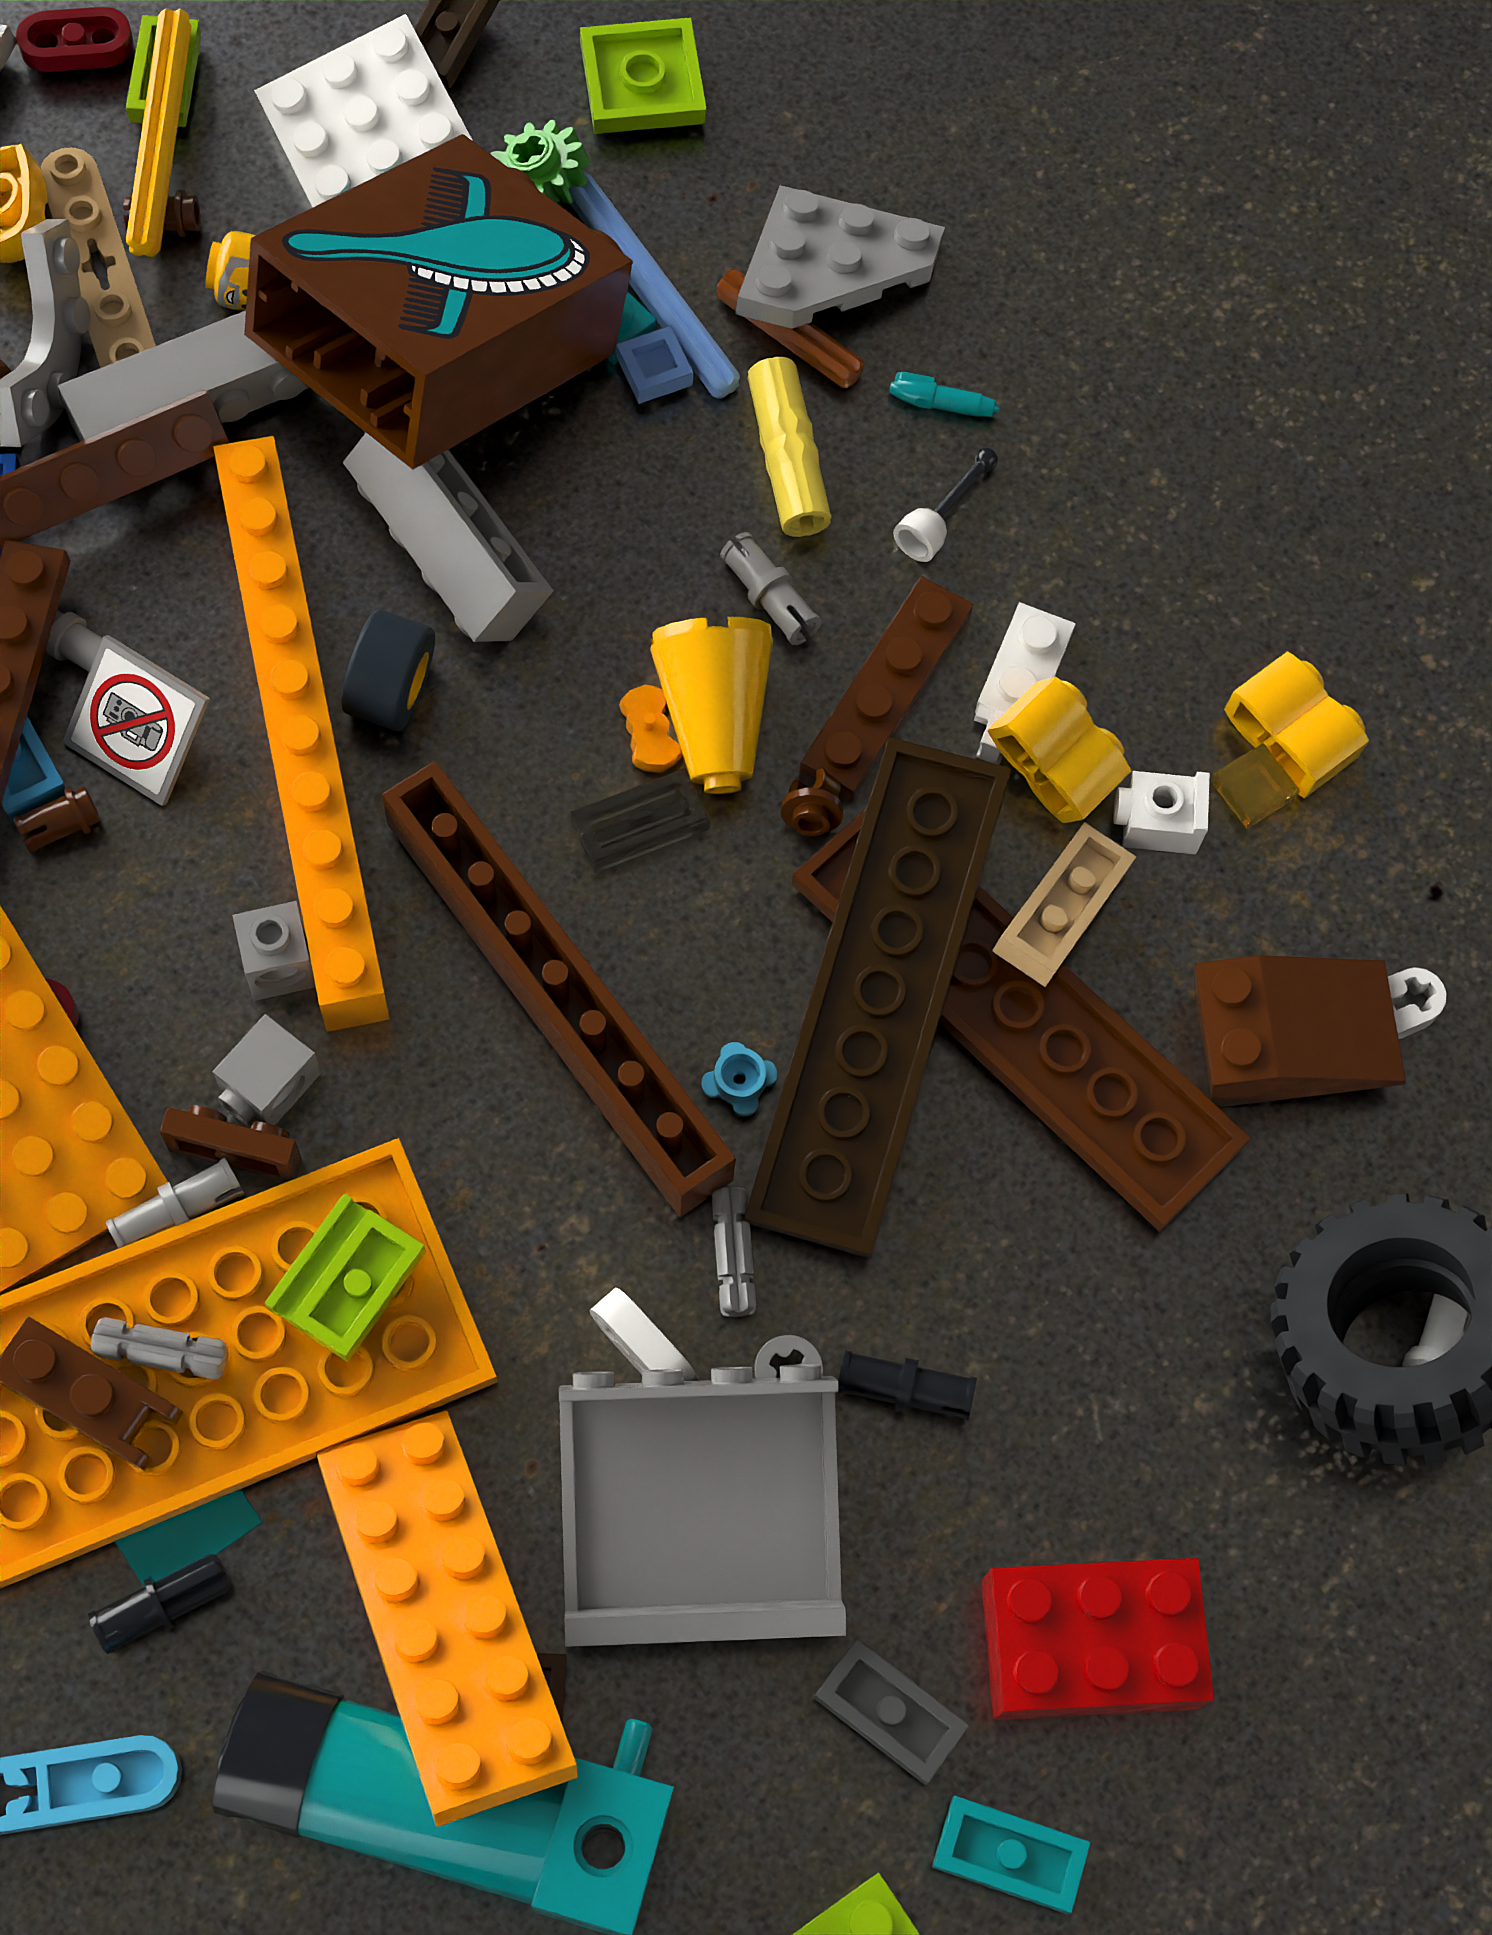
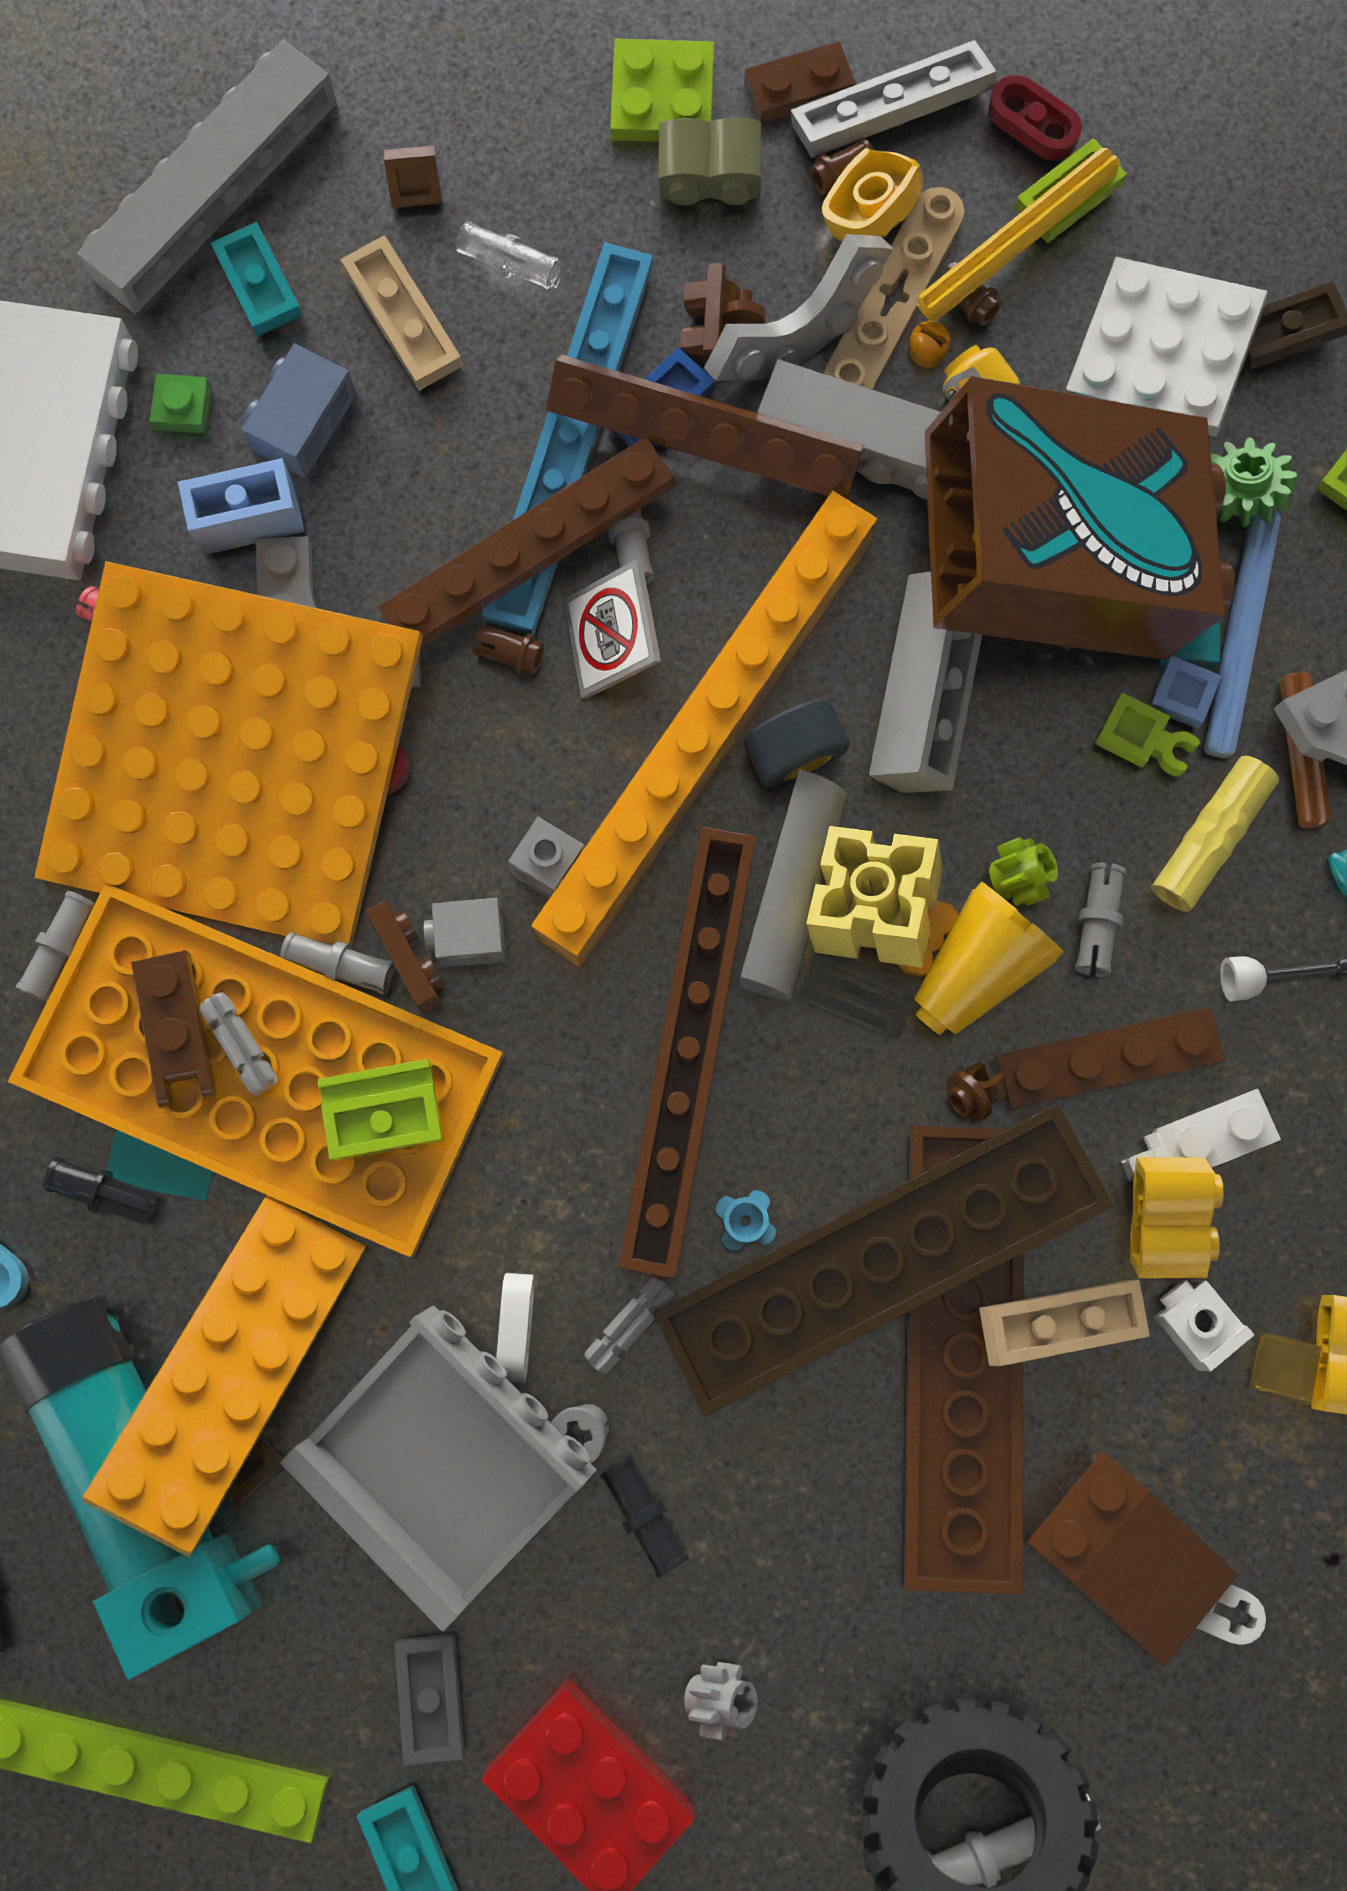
camera: 55 degrees right, 10 degrees up
(168, 280) = (924, 349): none -> light orange hinge
(501, 785) = (781, 926): none -> light grey brick
(580, 722) = (875, 896): none -> light yellow brick
(653, 427) = (1138, 732): none -> lime plate
(672, 598) = (1023, 871): none -> lime gear
(1118, 1458) = (720, 1701): none -> light grey gear

